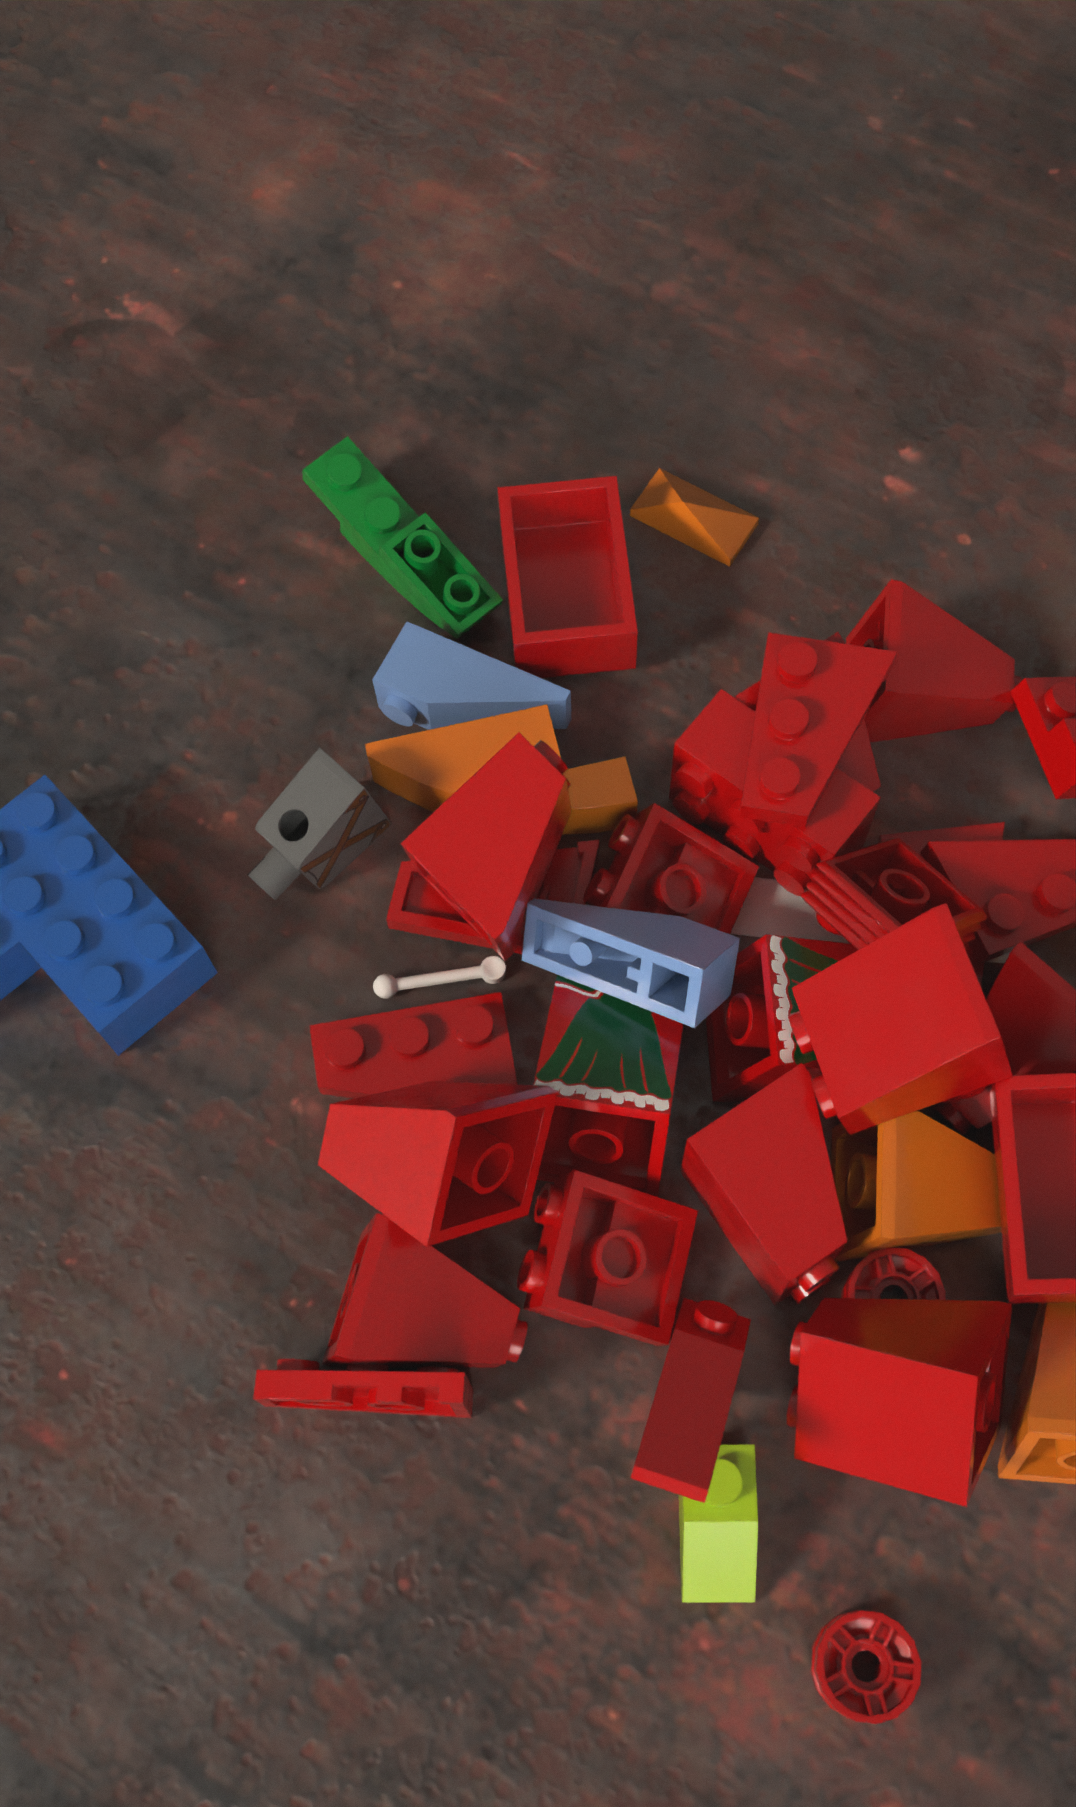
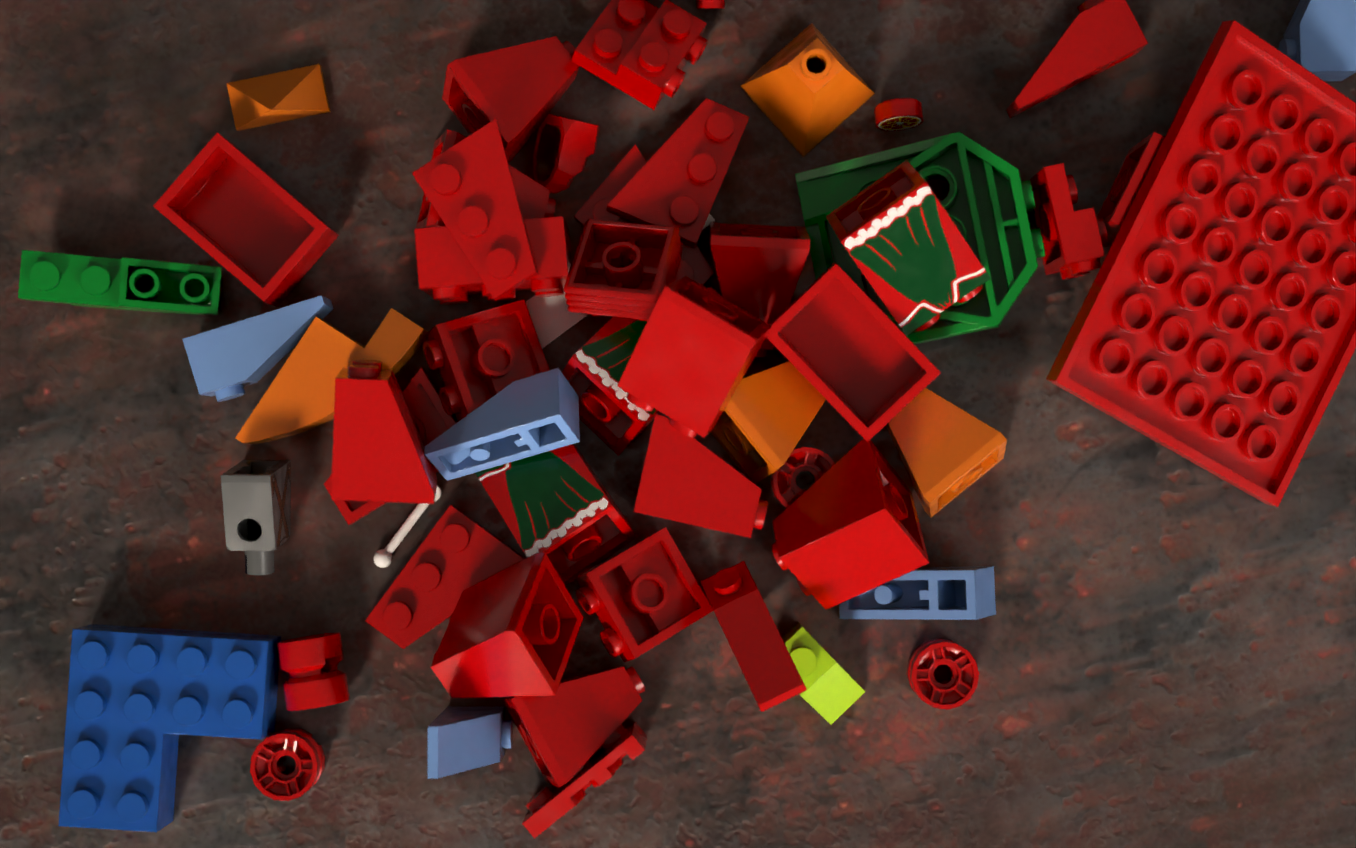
camera: 45 degrees left, 20 degrees up
(70, 1092) = (270, 773): none -> red wheel
(213, 1023) = (313, 671): none -> red wheel
(289, 1219) = (467, 739): none -> medium blue slope
(926, 1552) = (928, 595): none -> medium blue slope
(929, 766) = (562, 151): none -> red rock

